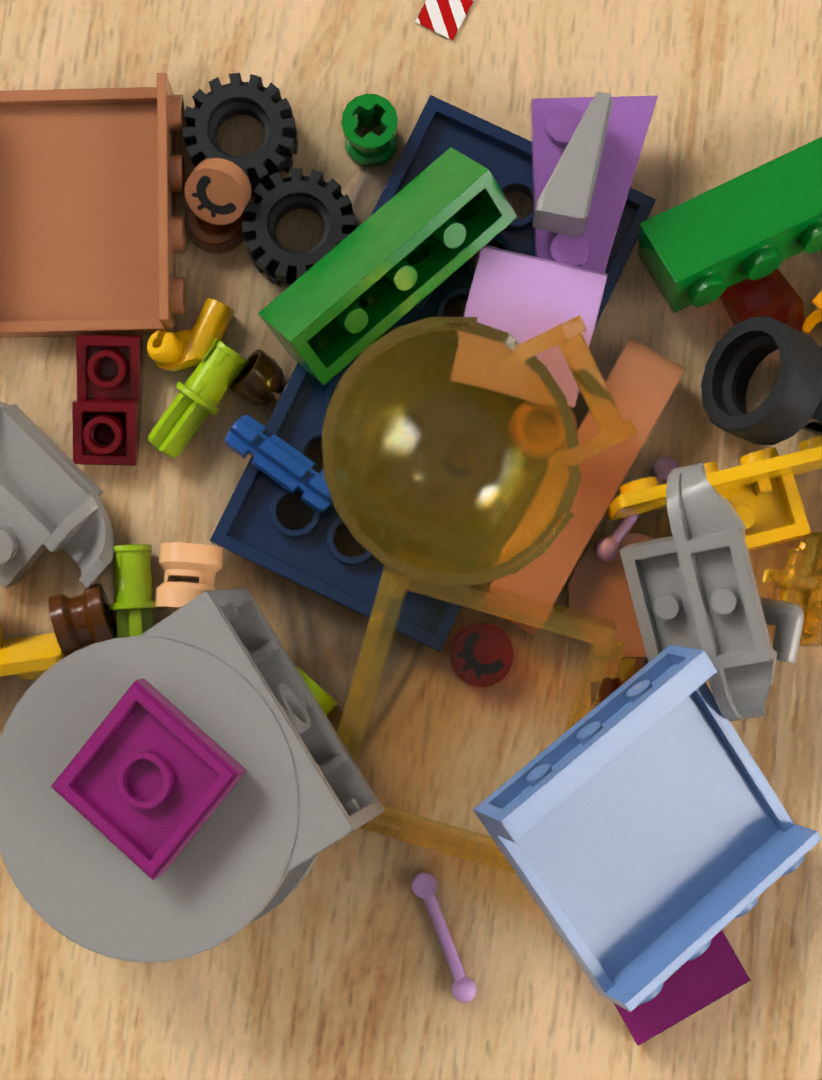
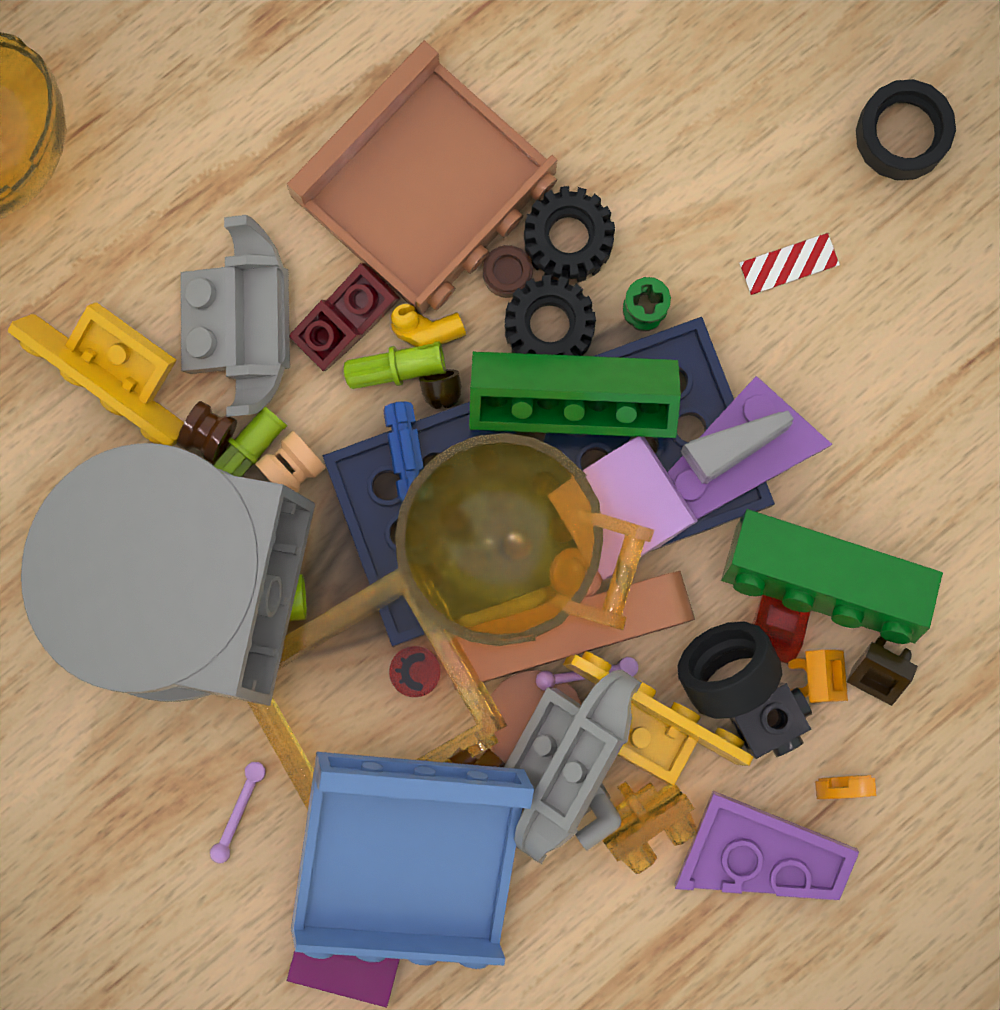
camera: 40 degrees right, 0 degrees up
(148, 778) = (151, 558): magenta plate -> none
(217, 191) = (520, 257): nougat tile -> none

